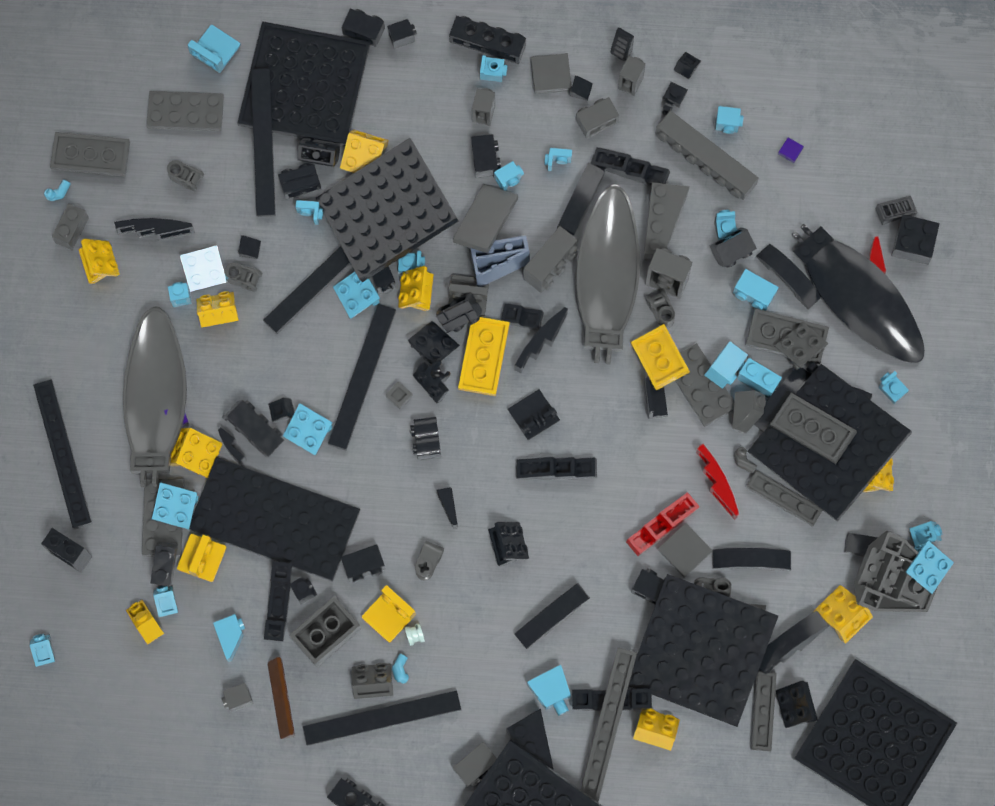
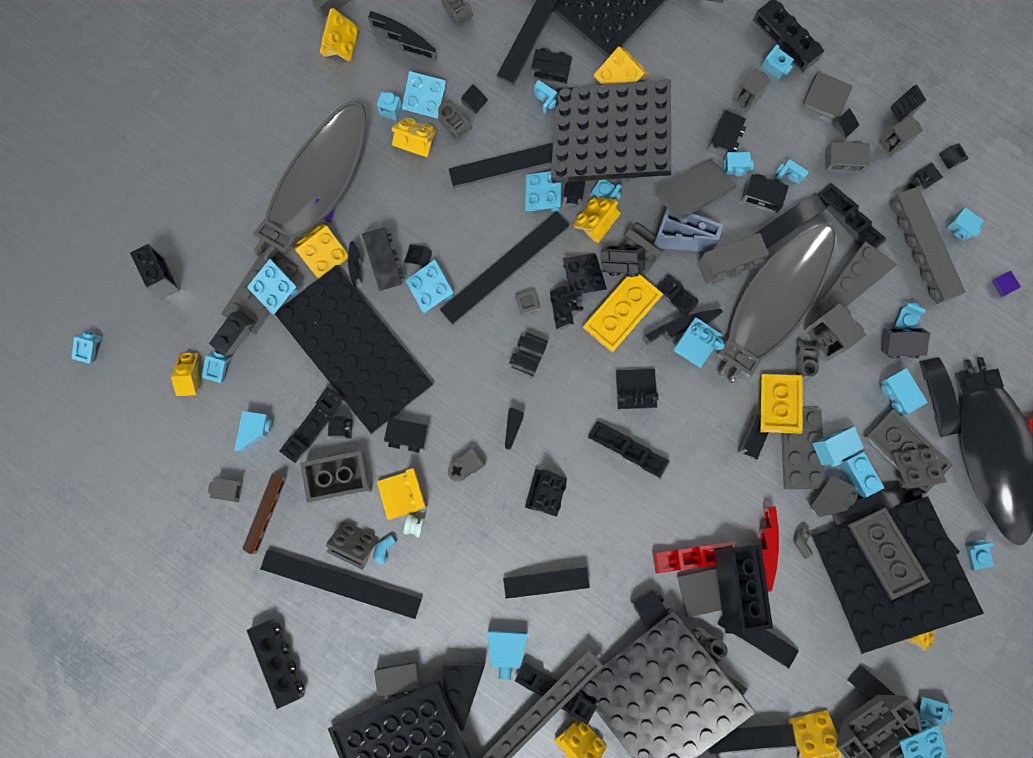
camera: 25 degrees right, 5 degrees up
(62, 454) = (207, 187): black plate -> none
(201, 557) = (270, 346): yellow bracket -> none
(318, 152) = (582, 49): black brick -> none
(545, 187) = (765, 193): none -> black brick
(563, 345) = (699, 342): none -> medium azure hinge
(714, 524) = (743, 589): none -> black slope
(784, 498) = (820, 598): dark grey tile -> none

